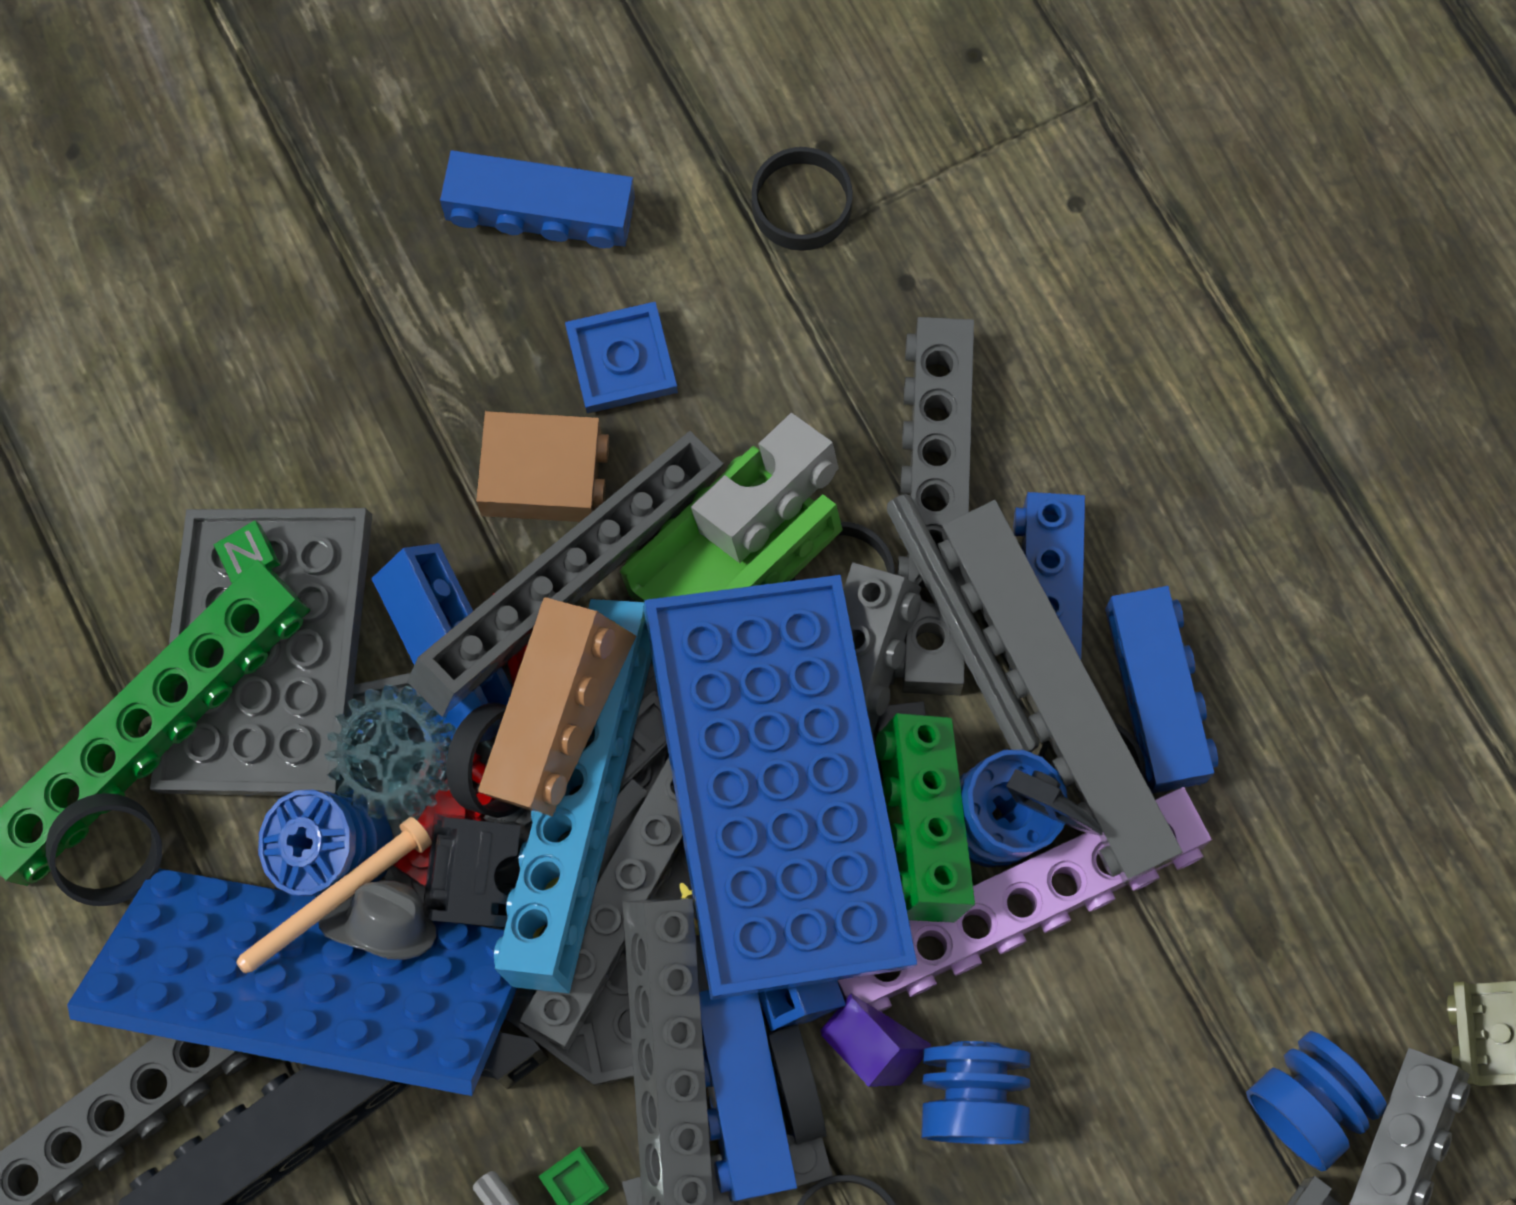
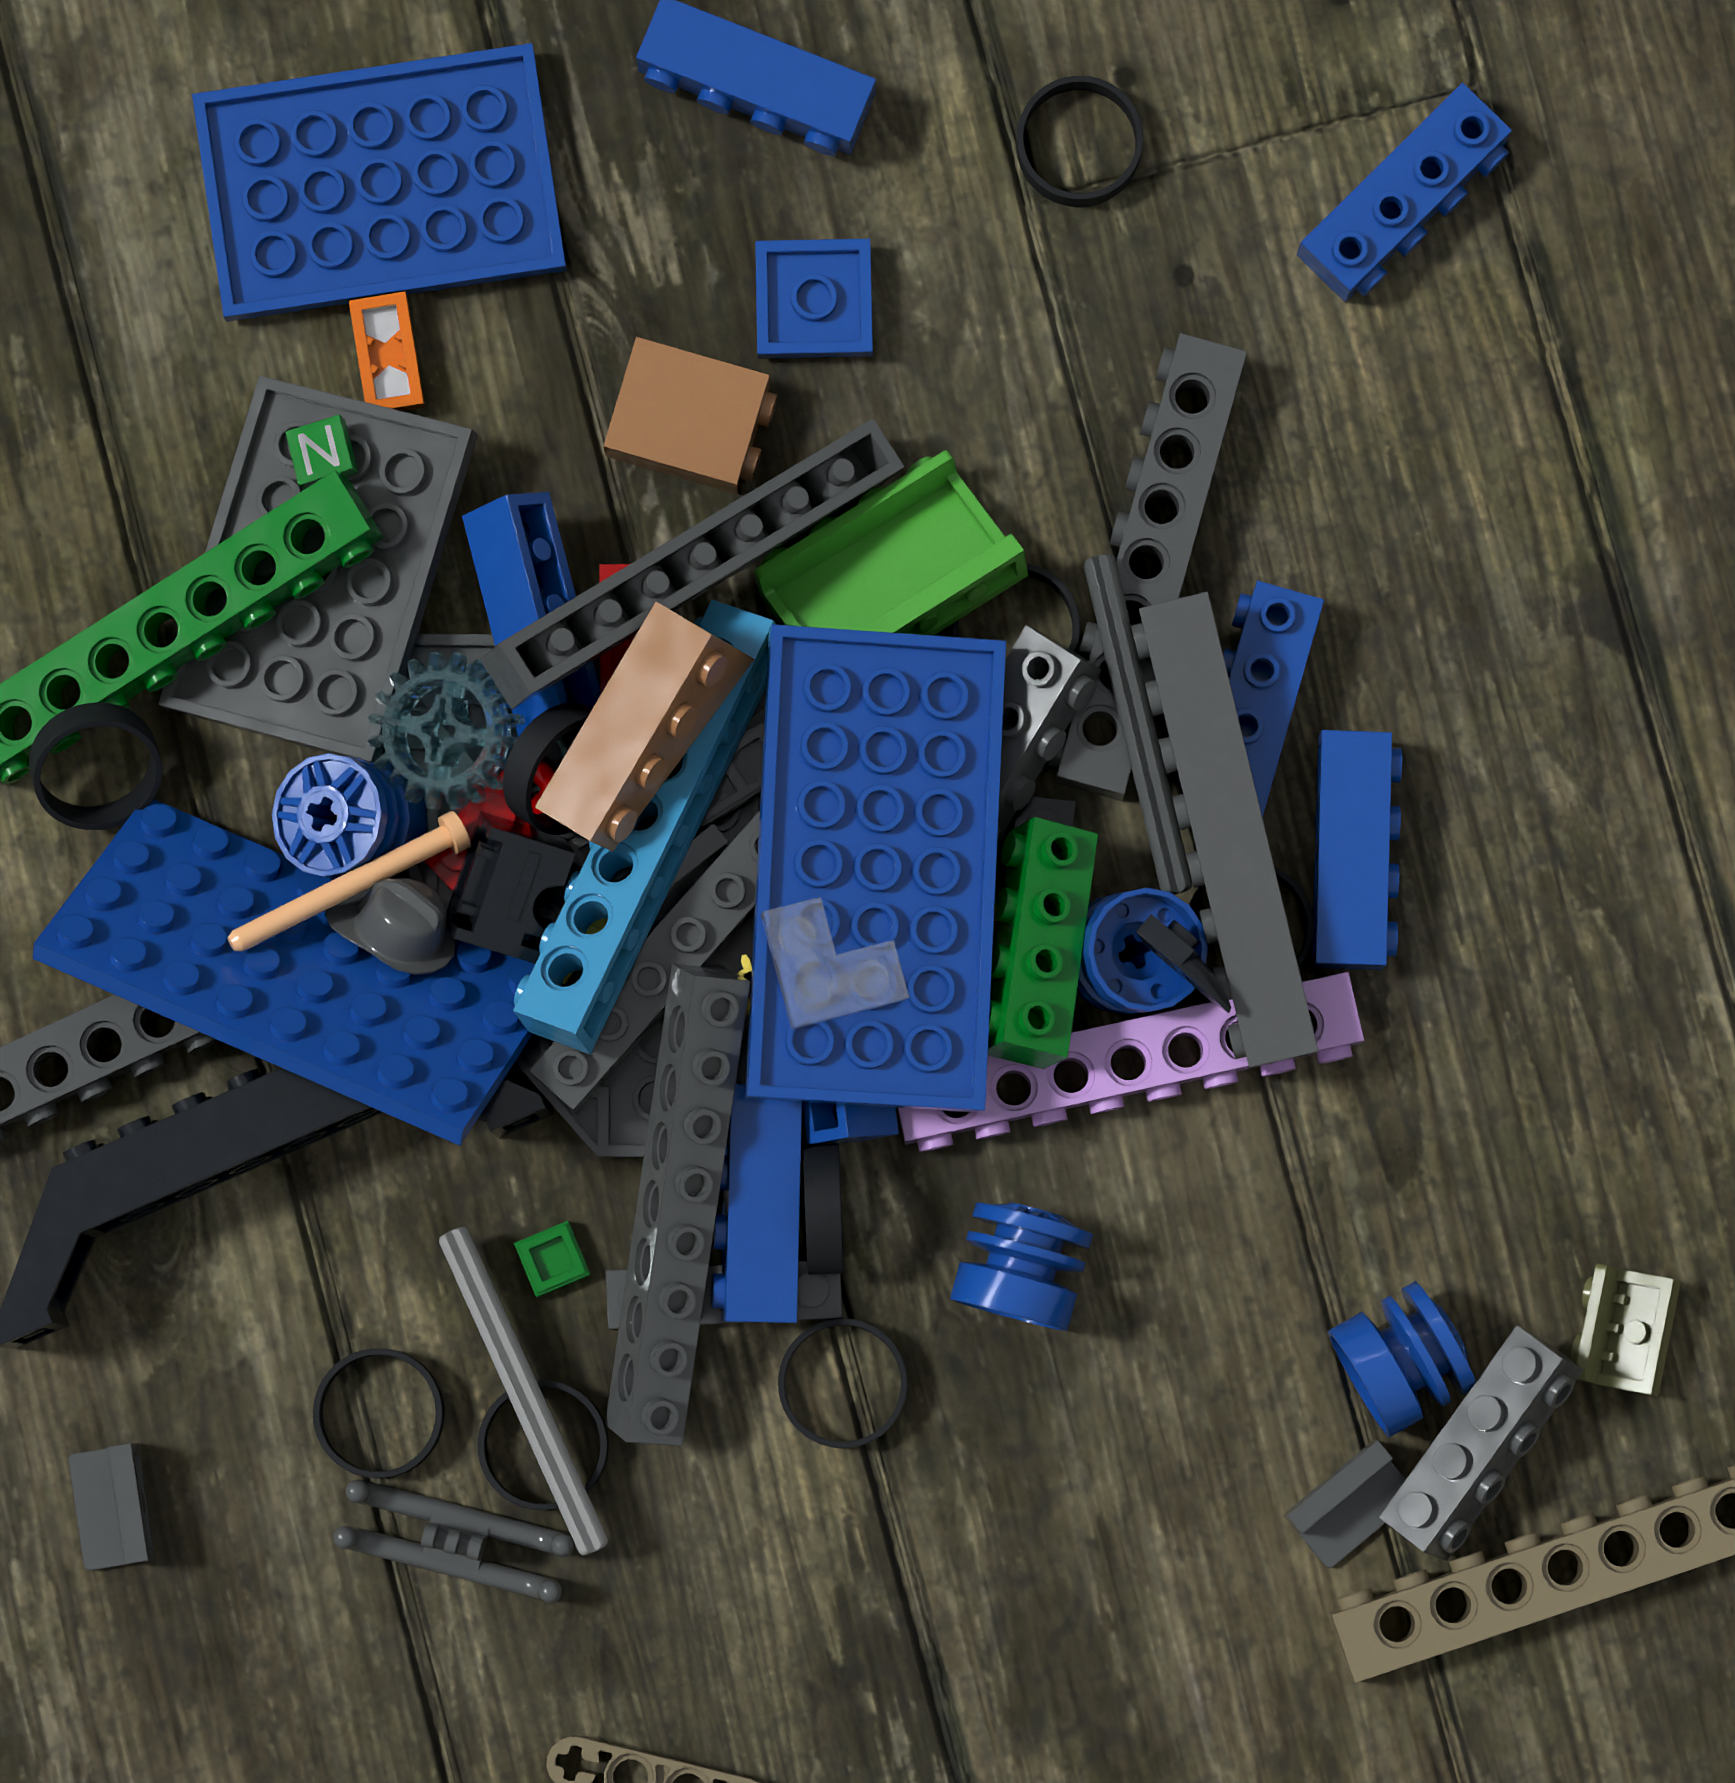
camera: 15 degrees right, 10 degrees up
(254, 344) = (378, 182): none -> blue plate
(286, 467) = (387, 351): none -> orange piece
(744, 517) = (914, 539): light grey arch -> none
(753, 883) = (819, 982): none -> clear plate
(873, 1043) = (921, 1183): dark purple slope -> none
(1063, 182) = (1404, 193): none -> blue brick

